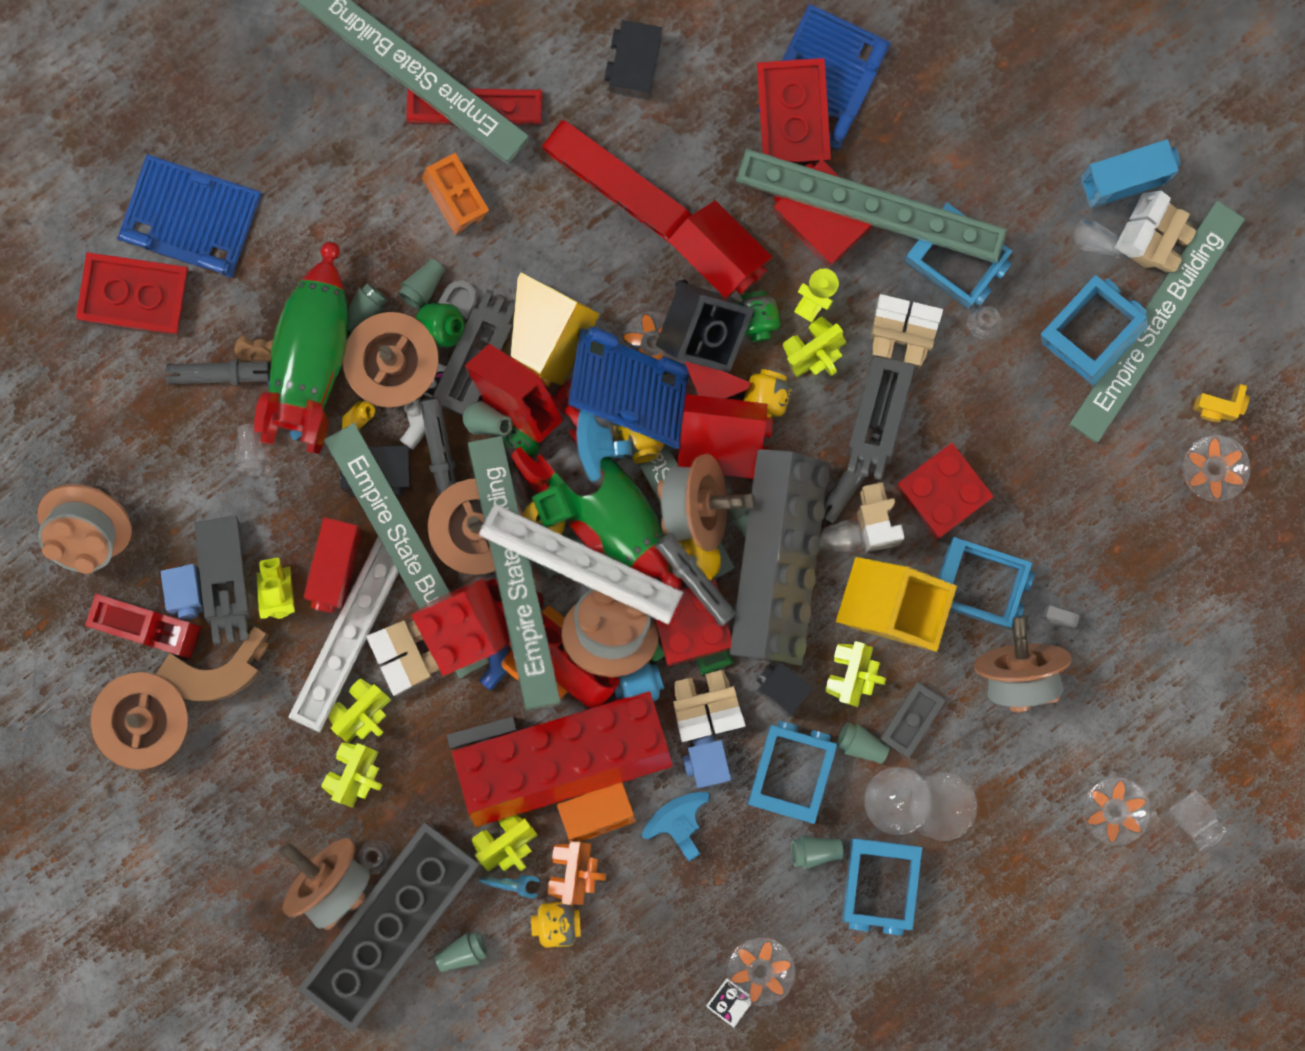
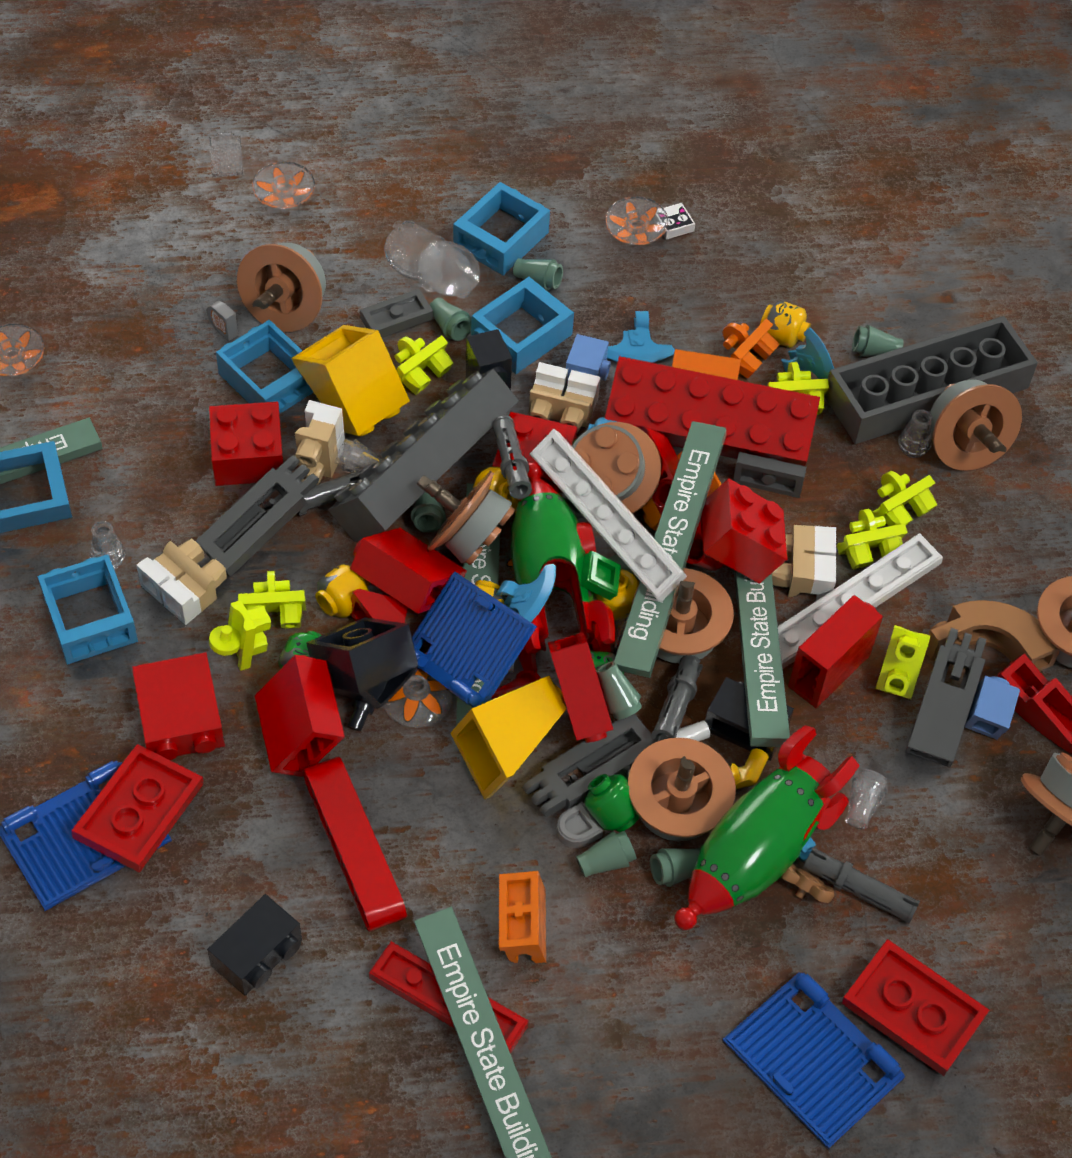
camera: 150 degrees left, 30 degrees down
(871, 206) = (135, 678): sand green tile -> none

